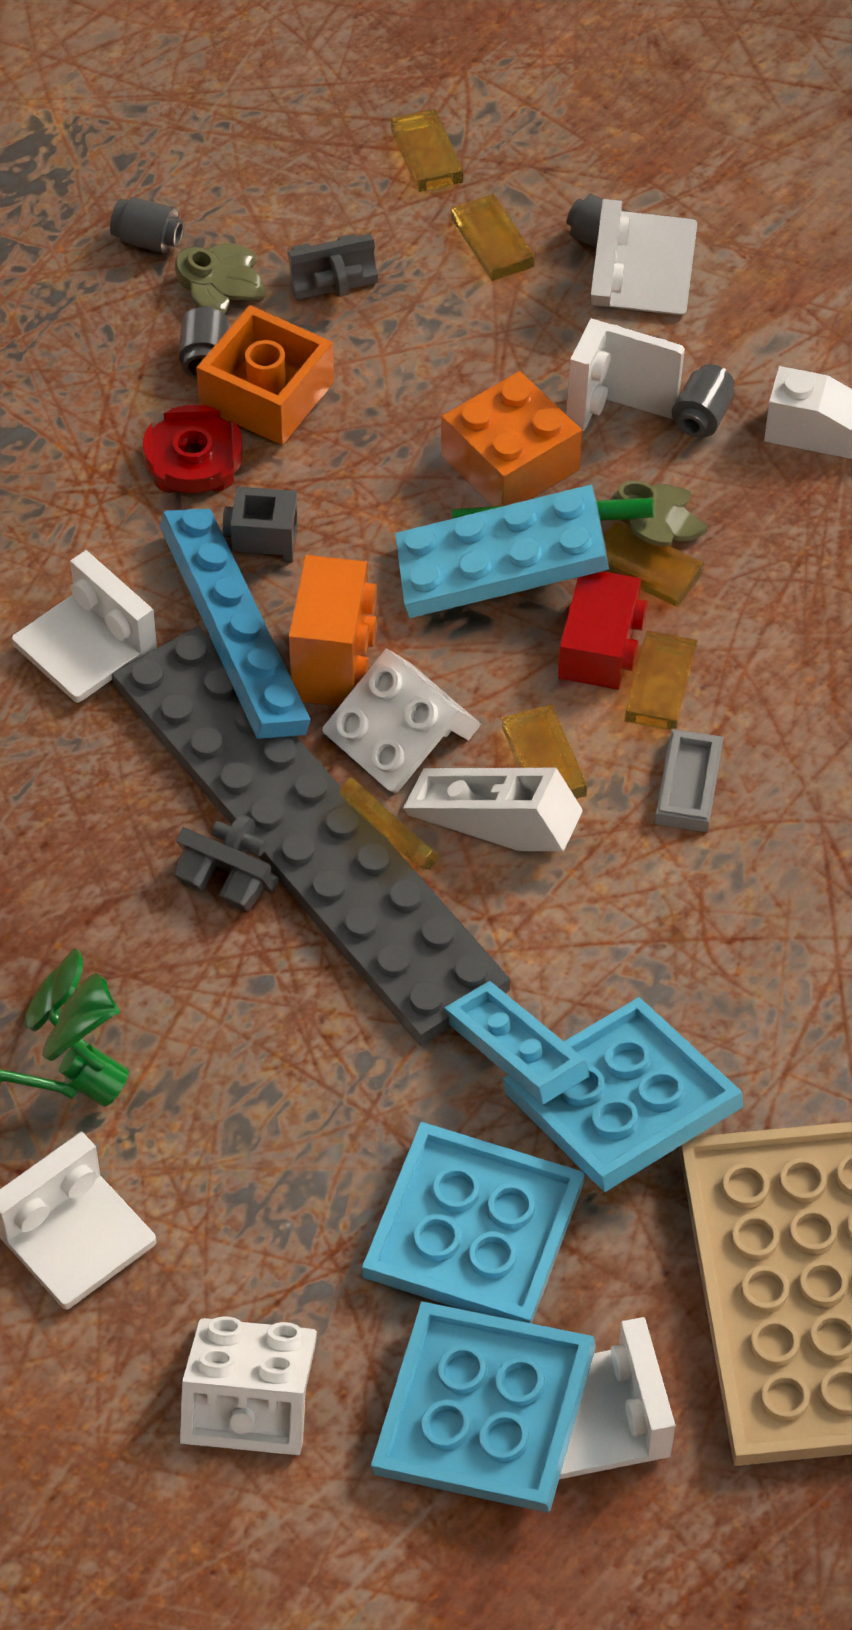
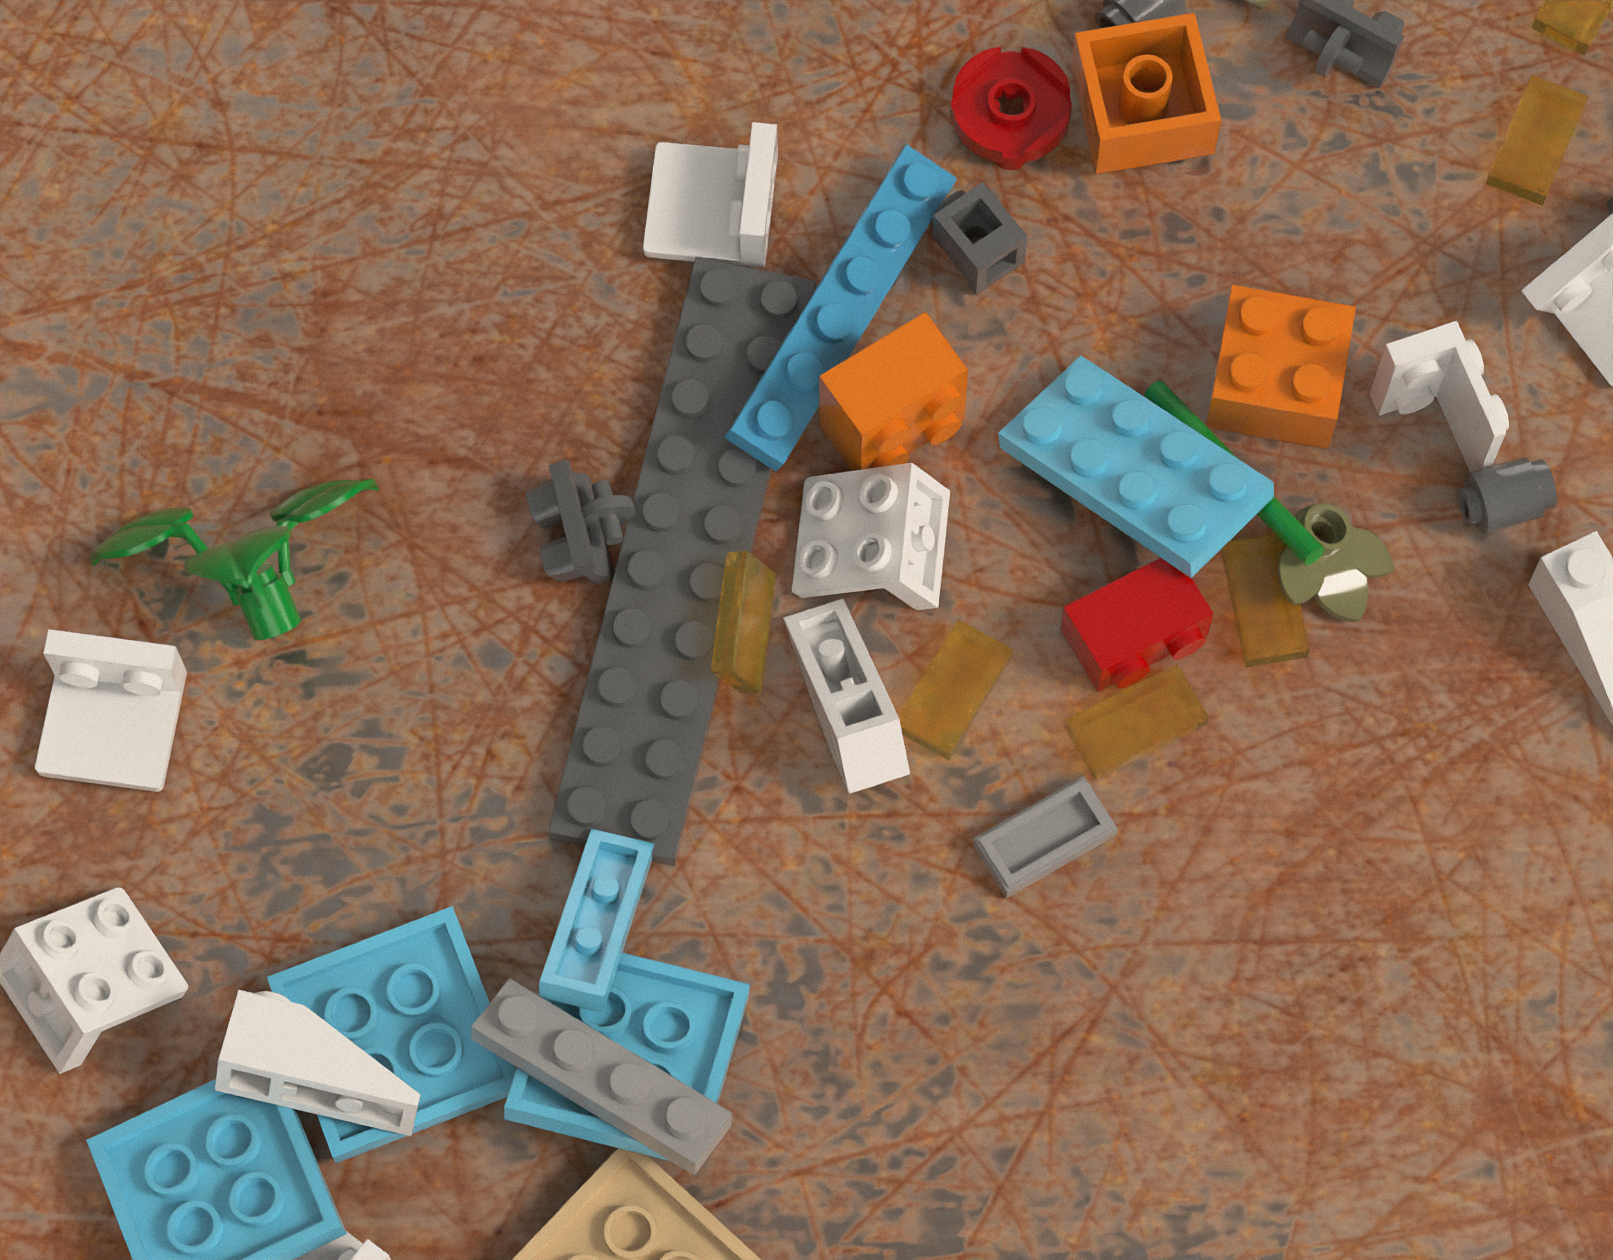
camera: 50 degrees right, 15 degrees up
(461, 1271) = (301, 1062): none -> white slope
(633, 1107) = (602, 1076): none -> light grey plate

